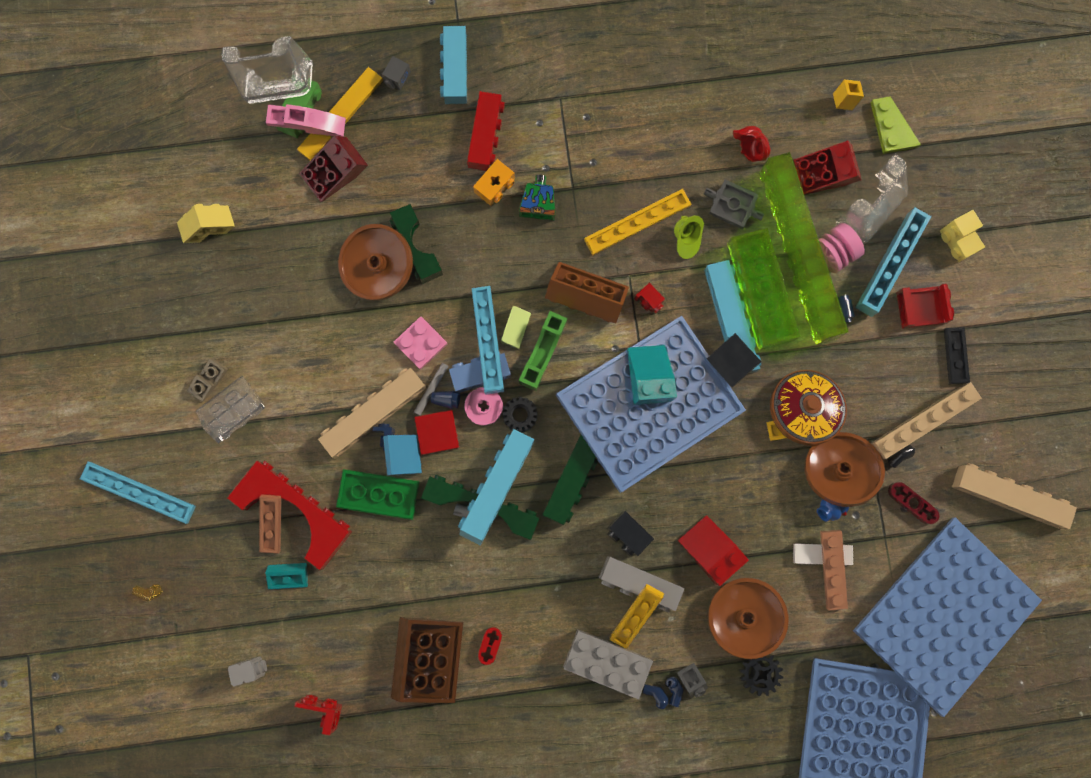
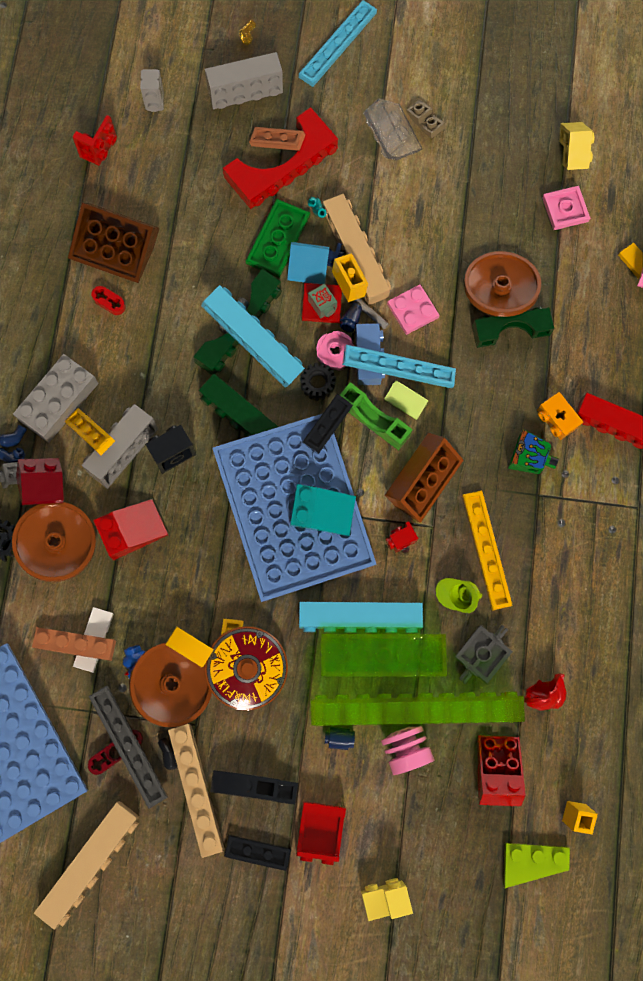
camera: 105 degrees right, 5 degrees down
(212, 575) = (244, 80): none -> light grey brick
(275, 219) = (566, 208): none -> bright pink plate
(287, 576) = (227, 145): teal slope -> none
(333, 167) = (608, 271): dark red slope -> none
(336, 463) = (317, 207): none -> teal arm
(408, 409) = (349, 277): none -> yellow brick
(440, 429) = (322, 301): none -> sand green brick
(568, 389) = (327, 423): none -> black tile
(697, 649) = (40, 481): none -> dark red slope
(734, 360) = (314, 600): black tile -> none
(810, 460) = (189, 646): none -> yellow slope
(868, 218) = (454, 833): clear windscreen -> none
(893, 262) = (378, 809): medium azure brick -> none
(907, 492) = (128, 747): none -> dark grey tile
(908, 371) = (254, 787): none -> black slope

